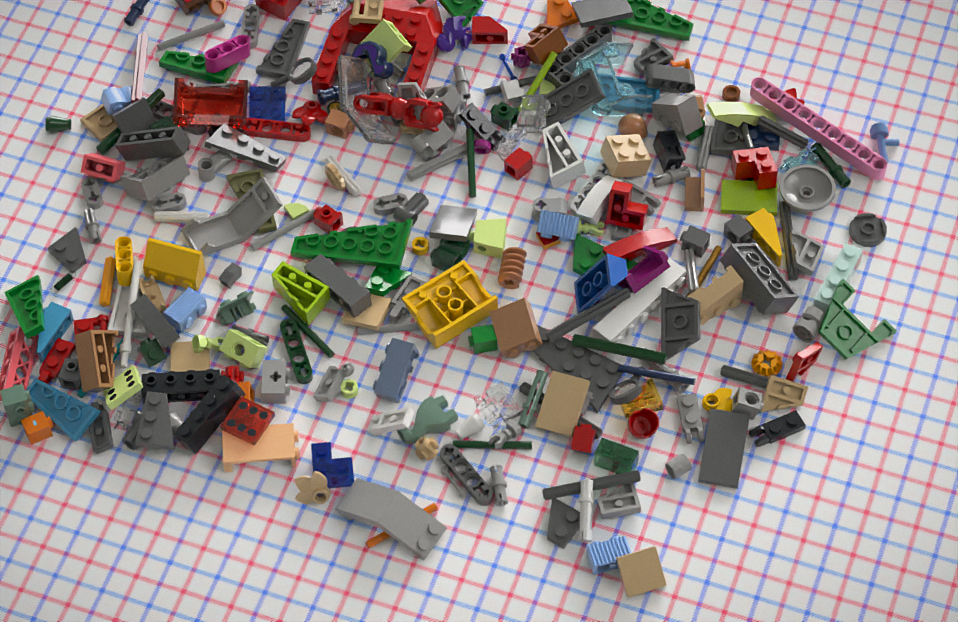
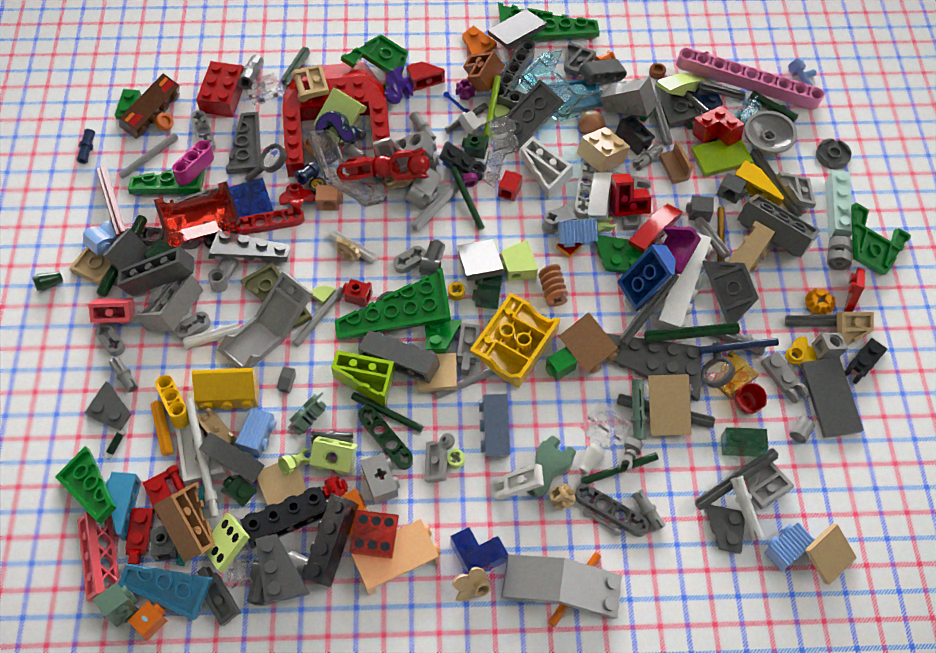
camera: 25 degrees left, 5 degrees up
(583, 438) = (706, 433): red brick -> none

